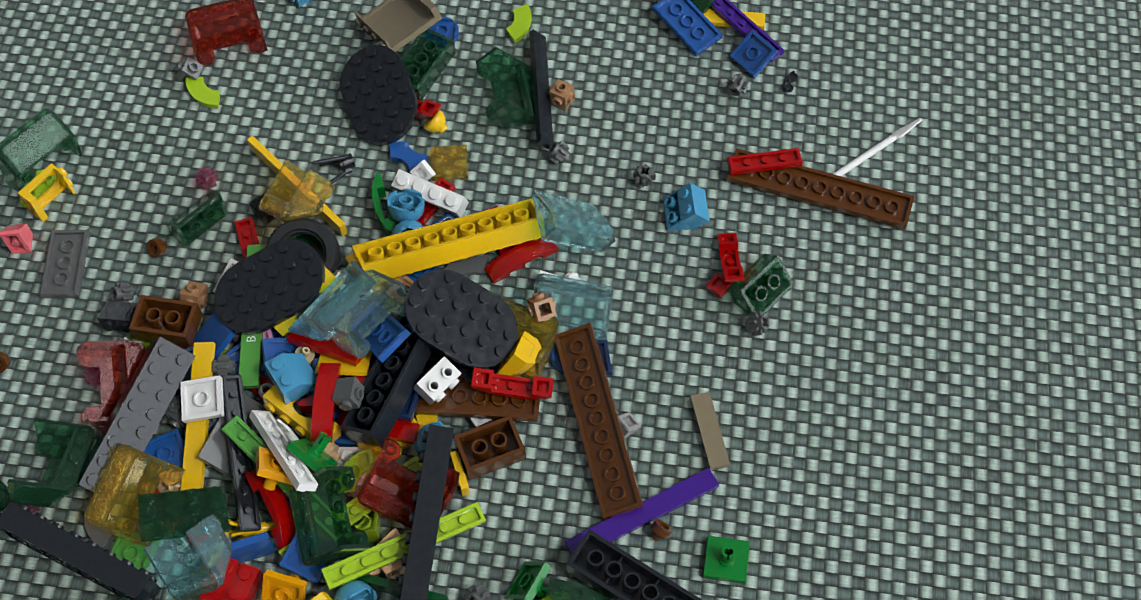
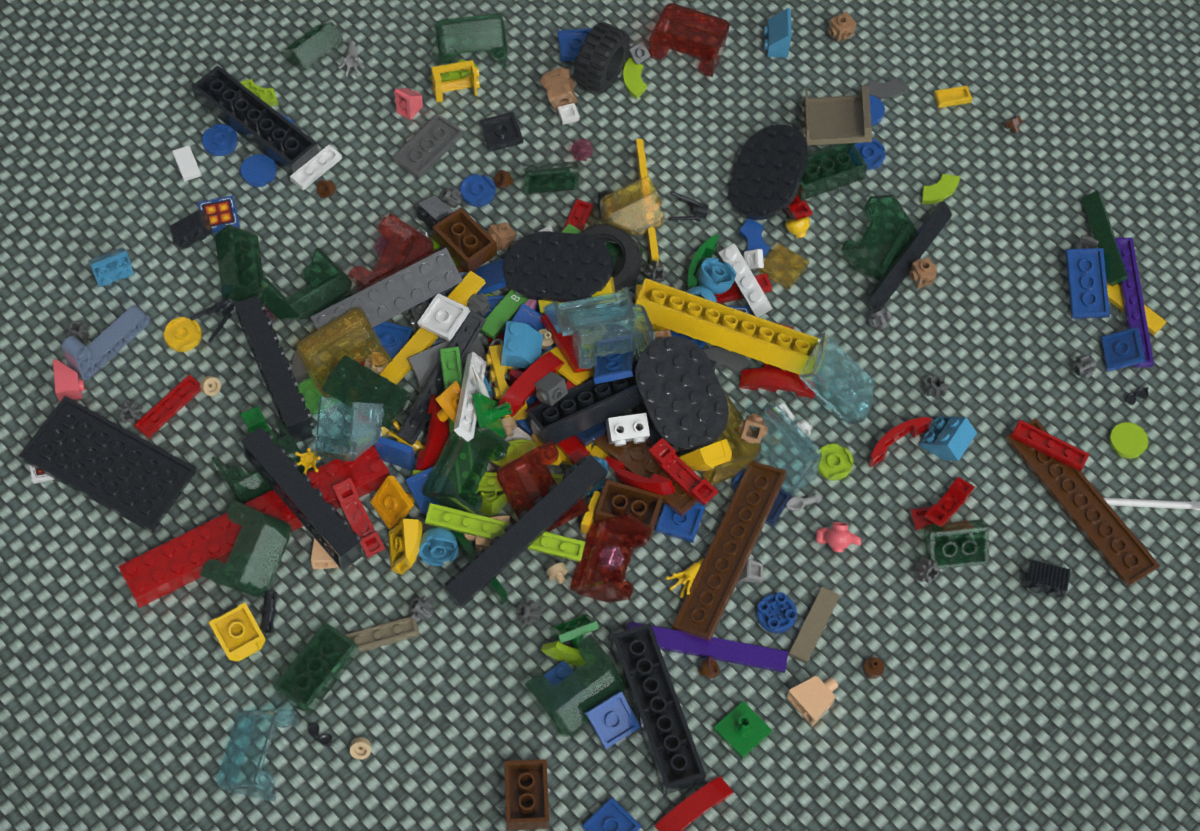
camera: 35 degrees right, 0 degrees up
(122, 208) = (501, 131): none -> black plate
(130, 96) = (570, 42): none -> blue plate
(140, 271) = (477, 190): none -> blue tile
(146, 139) = (559, 87): none -> medium nougat piece
(164, 90) = (601, 57): none -> black tyre
(170, 156) = (568, 113): none -> white plate
(350, 237) = (655, 271): none -> dark grey gear
(473, 545) = (557, 573): none -> tan tile
(499, 409) = (656, 484): none -> red slope
(505, 501) = (590, 576): none -> clear red windscreen
(509, 498) = (611, 557): none -> clear pink gear
(539, 432) = (680, 527): none -> blue tile
(581, 468) = (686, 577): none -> yellow piece
(616, 342) = (798, 503): none -> light grey piece
(622, 288) = (835, 462): none -> lime tile
(653, 219) = (913, 426): none -> red slope
(670, 347) = (837, 537): none -> coral piece
(673, 443) = (776, 613): none -> blue tile
(759, 490) = (813, 698): none -> light nougat torso
(781, 430) = (873, 667): none -> reddish brown tile
(812, 119) = (1128, 440): none -> lime tile
(846, 264) = (1047, 579): none -> black brick

